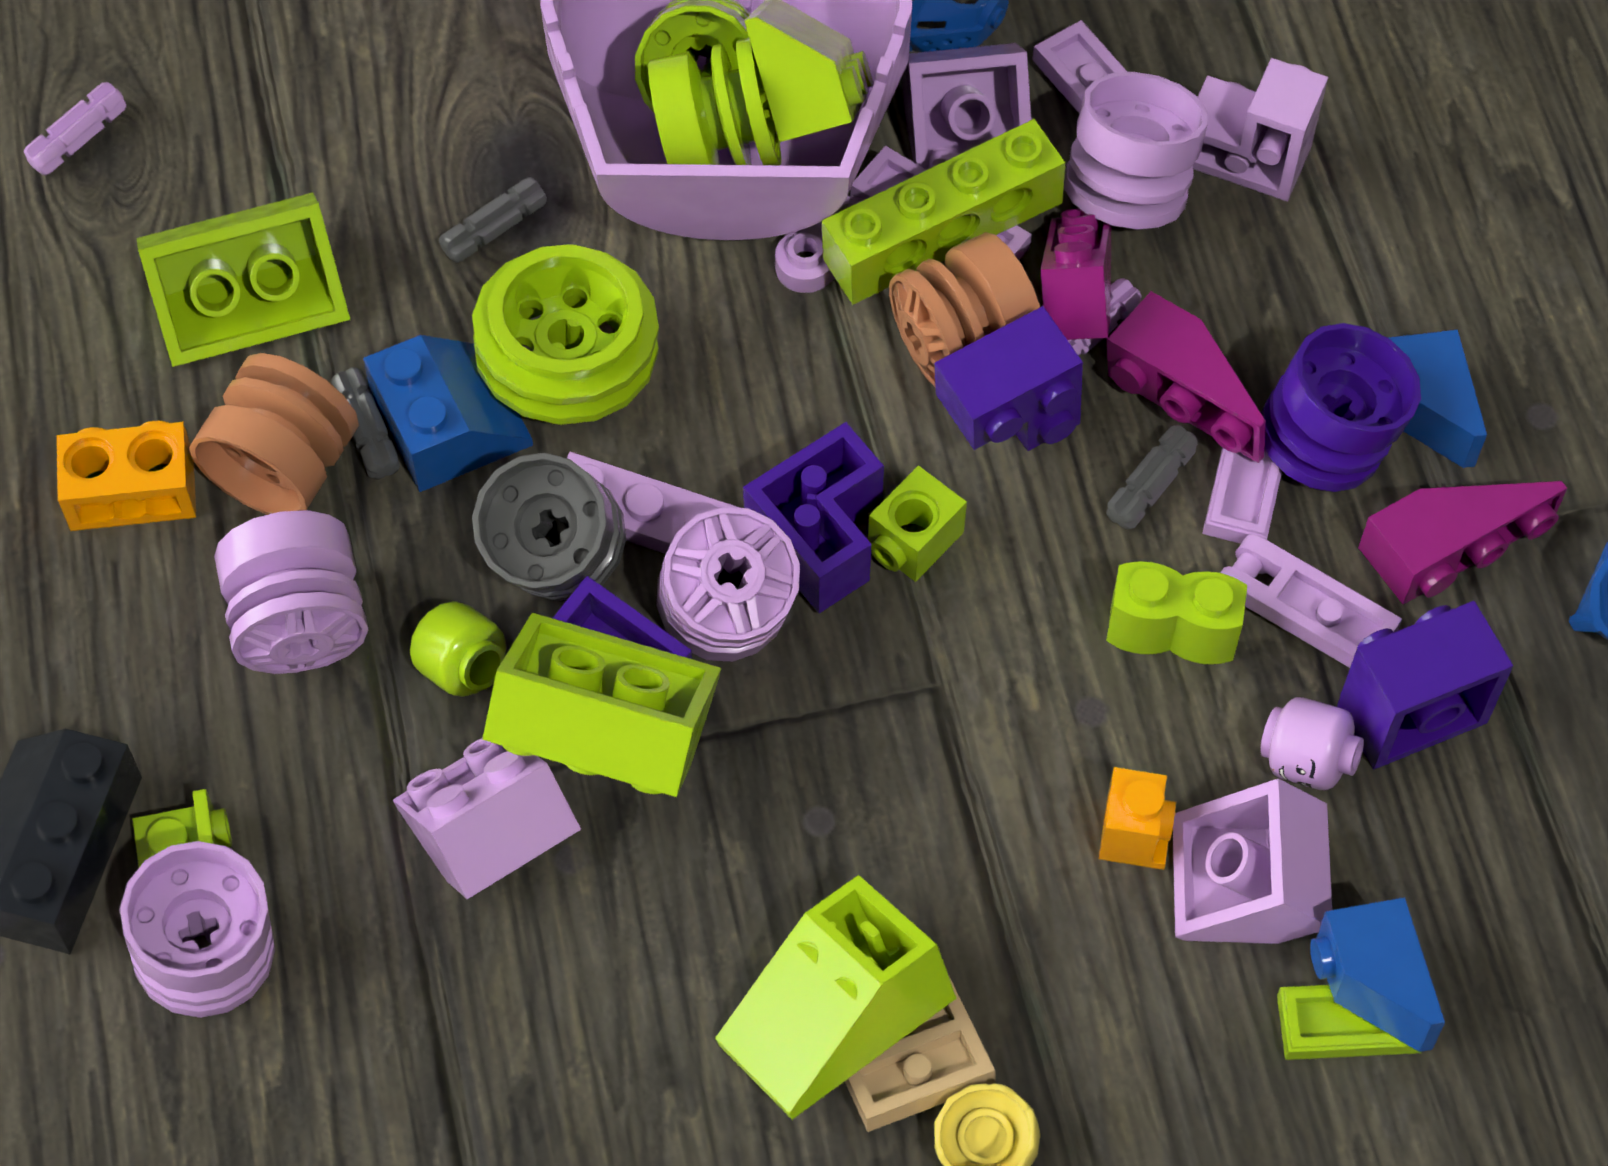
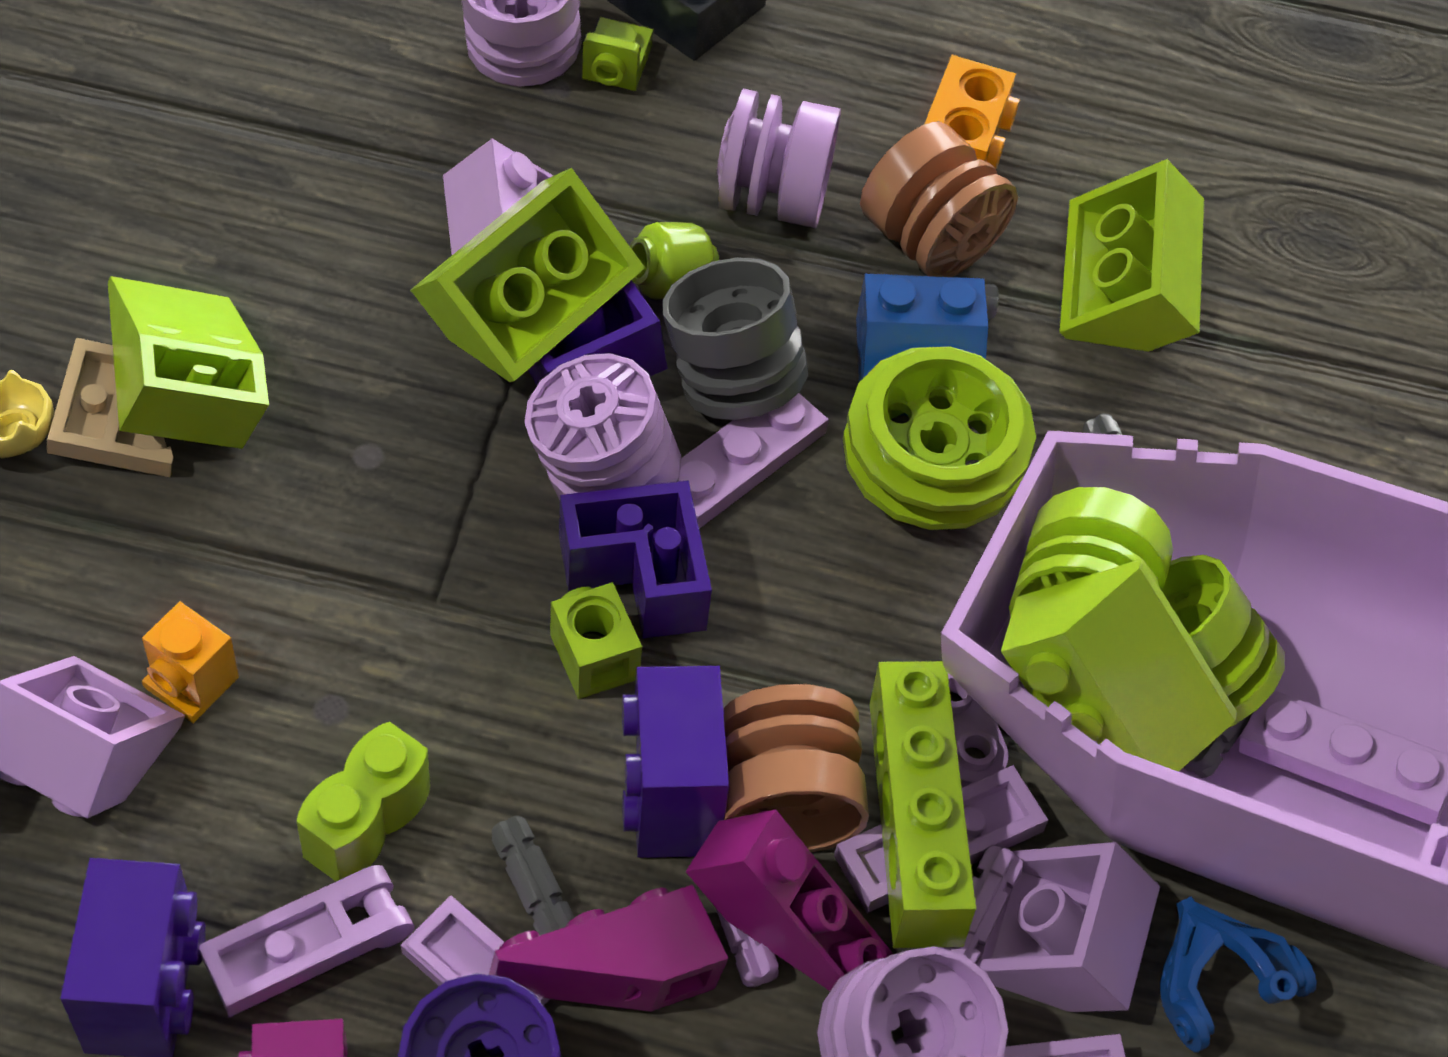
camera: 110 degrees right, 5 degrees down
(75, 128) = (1358, 218): lavender axle -> none
(1311, 743) = (164, 834): lavender head -> none

